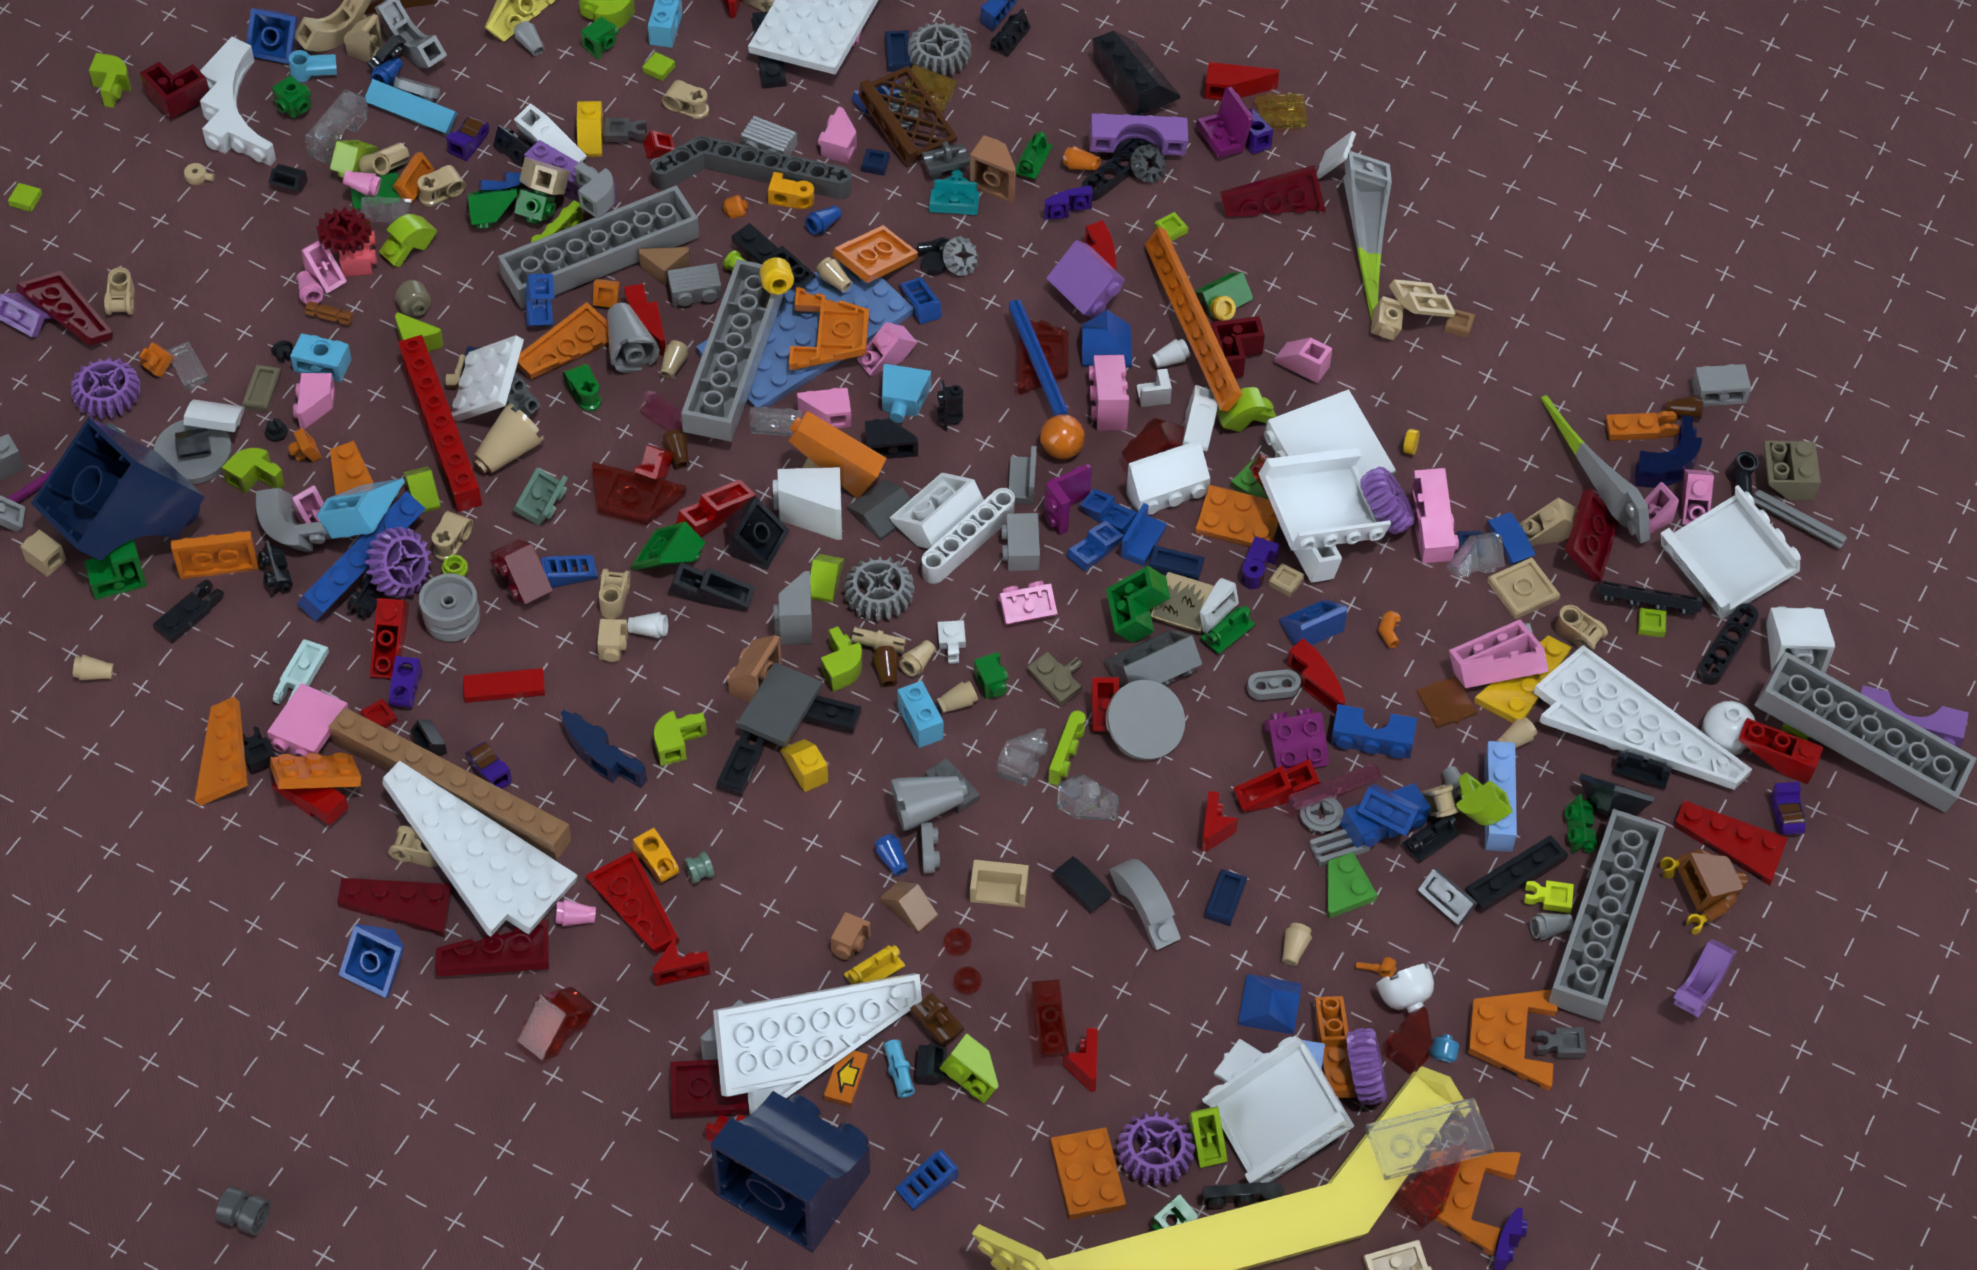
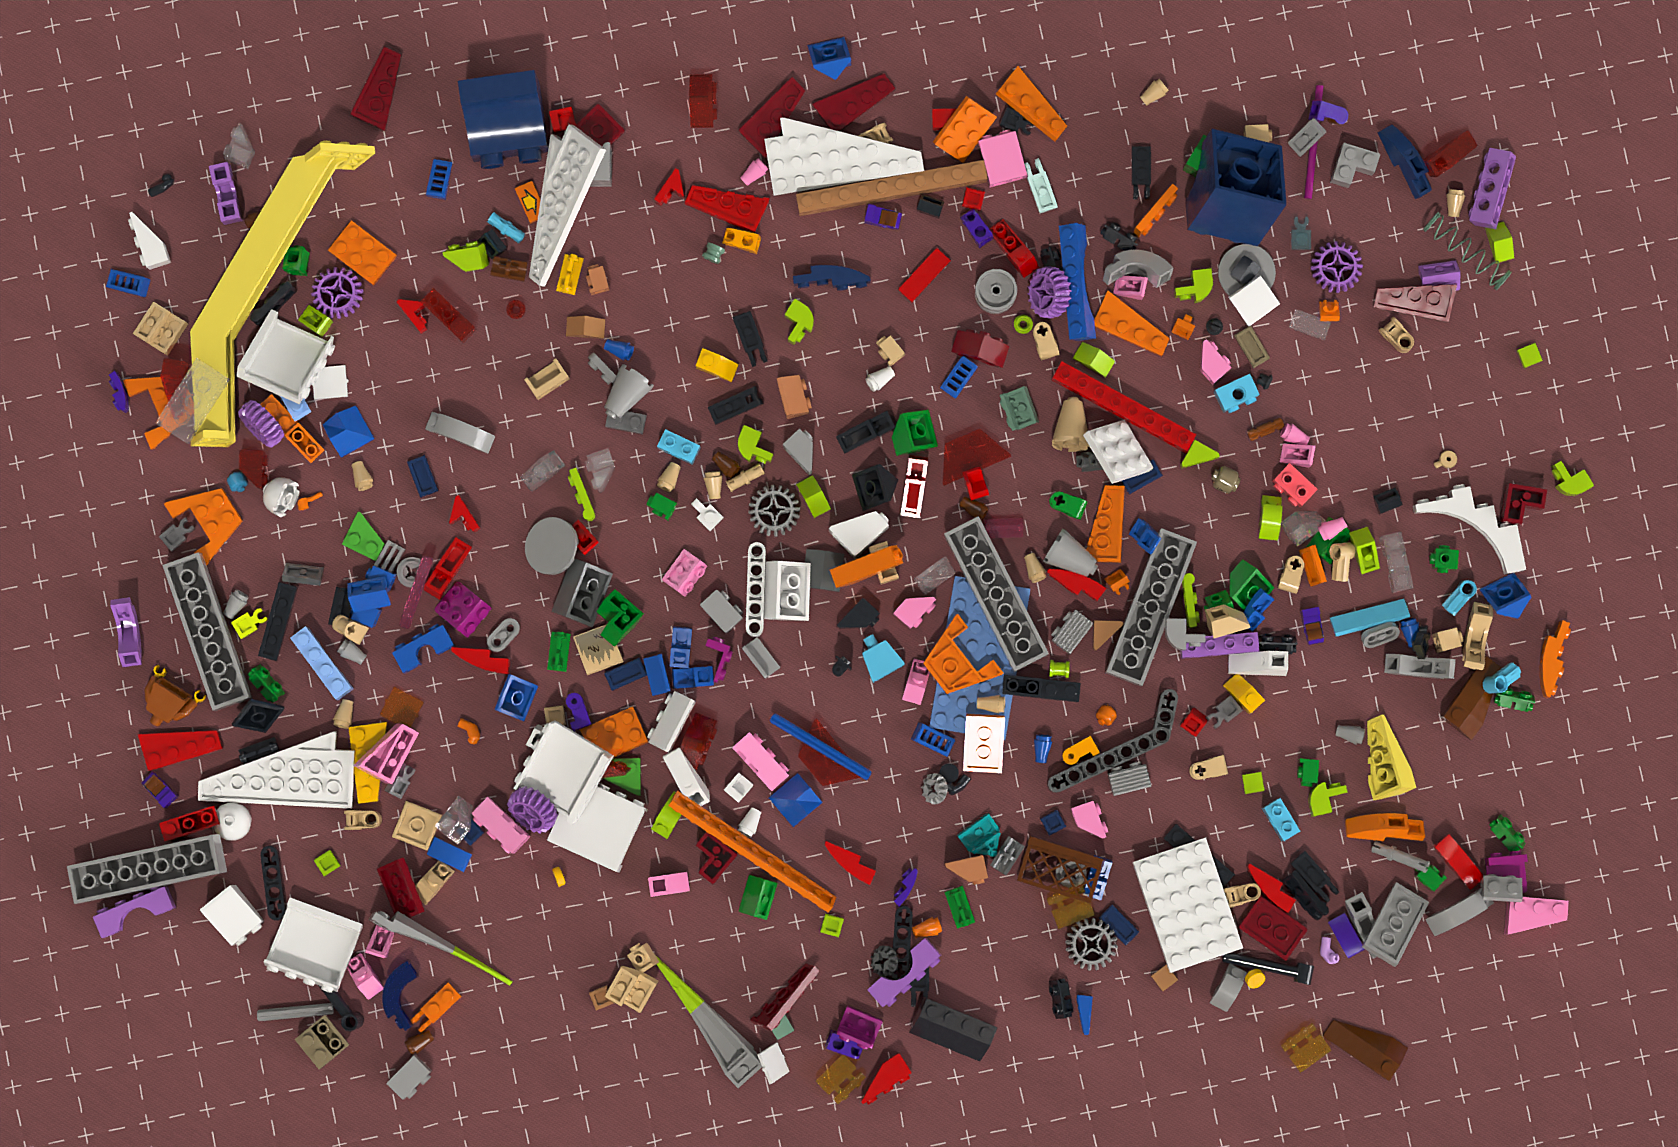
camera: 140 degrees right, 30 degrees up
(344, 231) = (1304, 469): dark red gear -> none
(358, 509) = (1101, 305): medium azure slope -> none
(452, 380) = (1147, 445): tan hand -> none
(613, 593) = (920, 384): tan piece -> none
(776, 276) = (1008, 654): yellow head -> none
(780, 704) = (758, 385): dark grey tile -> none
(957, 934) = (540, 321): clear red plate -> none
(1056, 677) = (628, 538): dark tan plate -> none
(1062, 436) = (758, 702): orange piece -> none
(1083, 883) = (504, 417): black slope -> none
(1086, 279) = (840, 829): medium lavender brick -> none
(1218, 604) = (575, 662): white slope -> none
(1222, 308) = (747, 884): yellow tile -> none
(1483, 803) = (322, 636): lime brick -> none
(1660, 599) = (340, 877): black plate -> none

